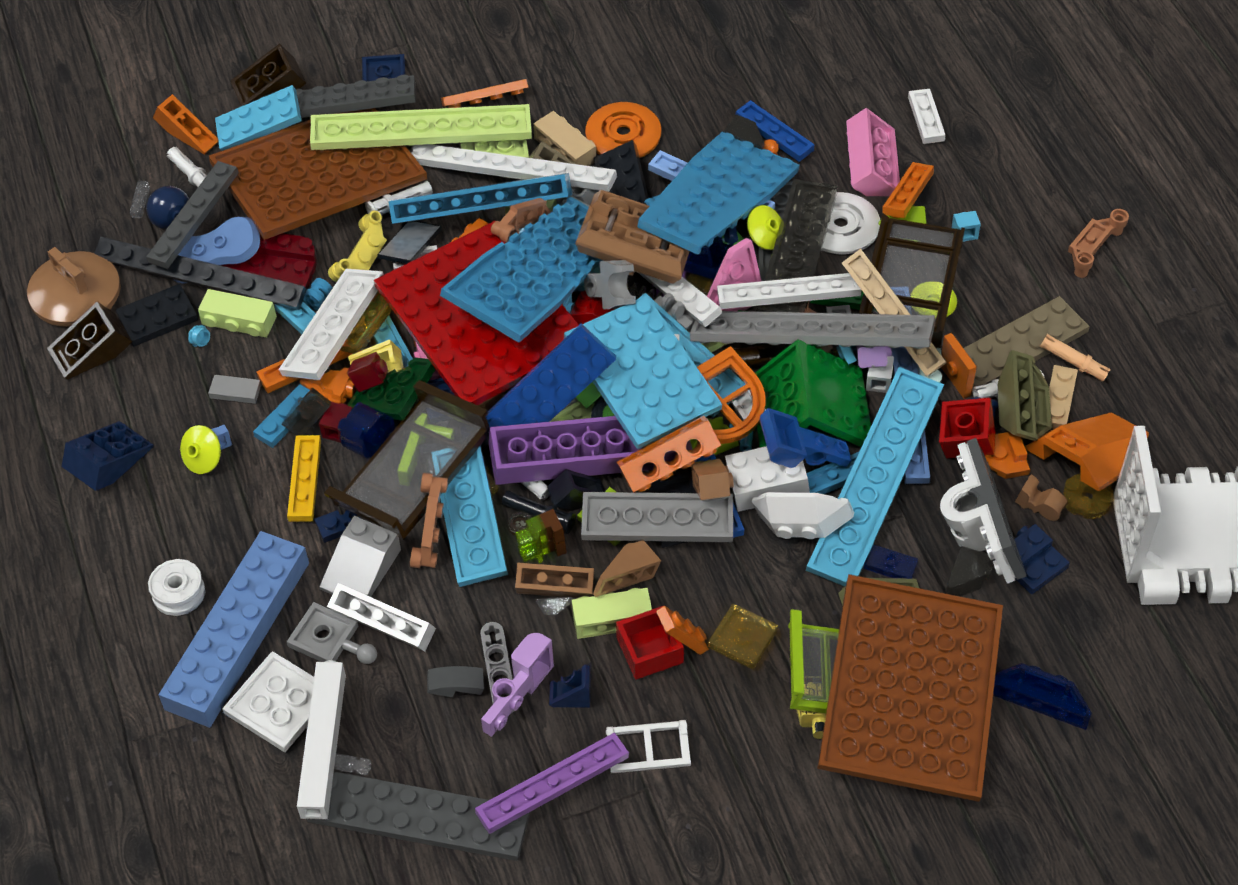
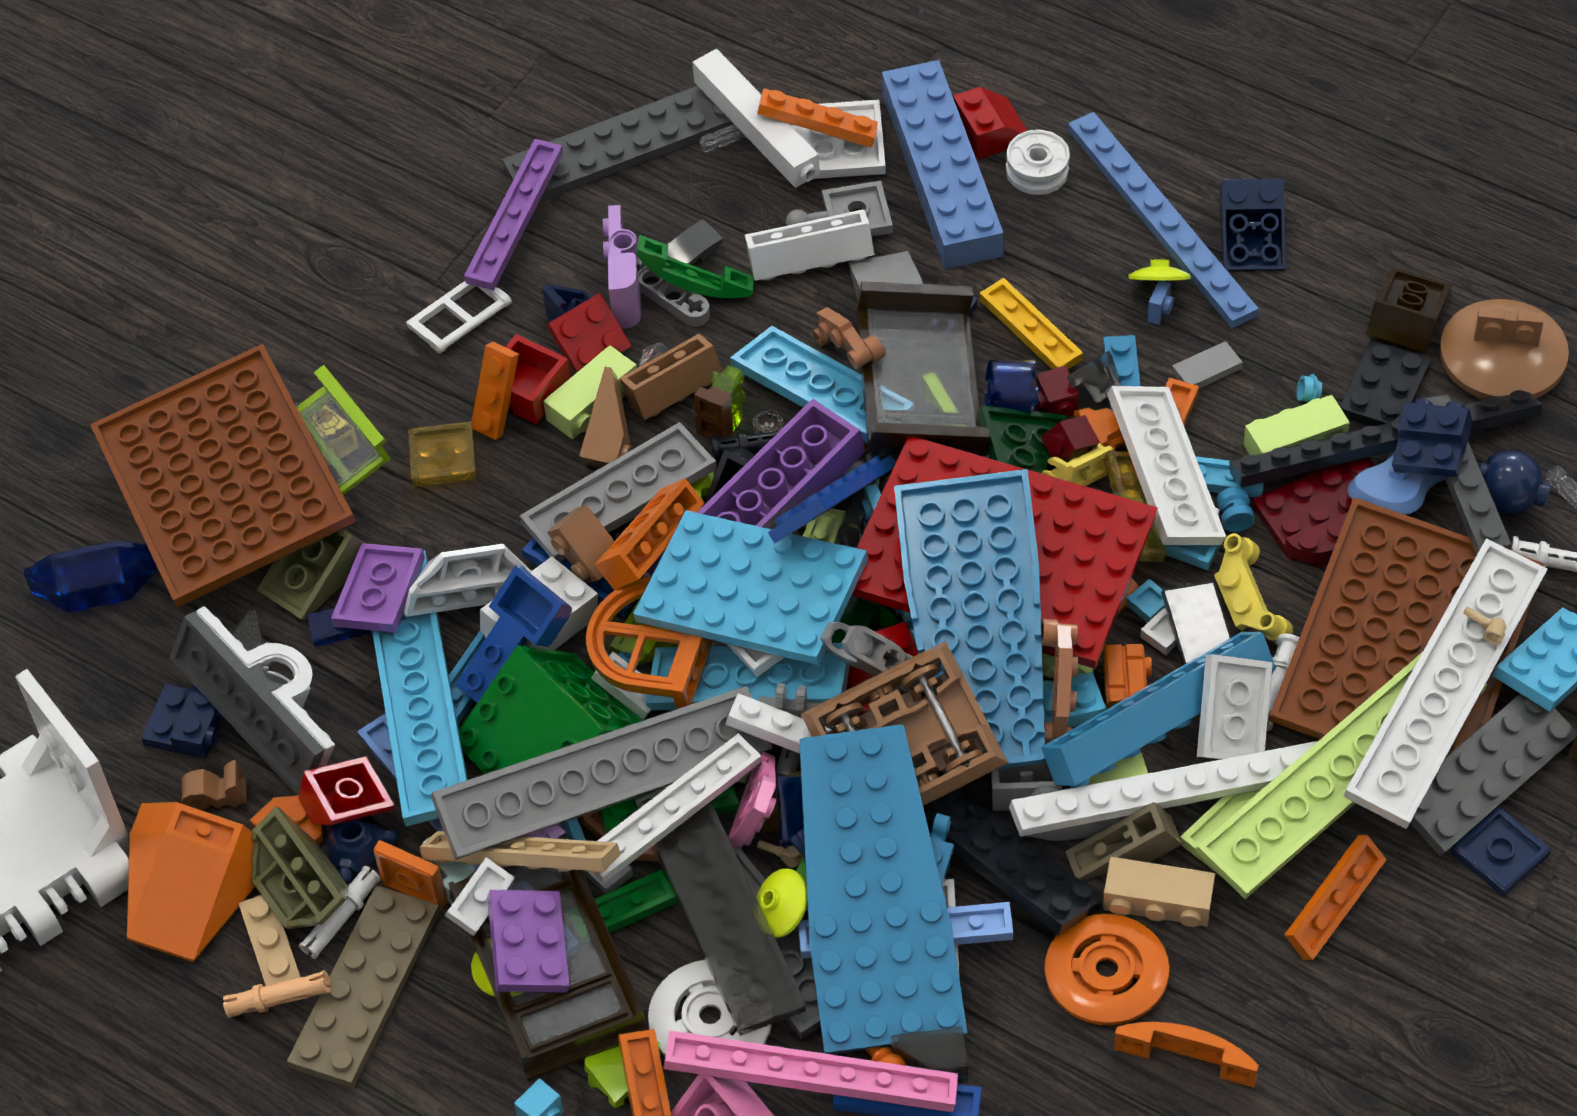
camera: 145 degrees right, 0 degrees up
(146, 506) = (1163, 220): none -> medium blue plate
(169, 638) = (988, 121): none -> red slope
(190, 227) = (1432, 438): none -> dark blue plate
(285, 114) = (1494, 628): none -> tan hand
(286, 698) = (817, 117): none -> orange plate
(330, 116) = (1443, 686): none -> white plate
(442, 180) = (1234, 707): none -> white plate
(471, 646) = (691, 278): none -> green slope
(581, 649) = (587, 332): none -> red plate
(636, 88) = (1188, 1041): none -> orange slope
(821, 143) = (811, 1071): none -> bright pink plate
(857, 546) = (377, 587): none -> medium lavender plate
(923, 266) = (528, 941): none -> medium lavender plate
(934, 302) = (471, 905): none -> white plate

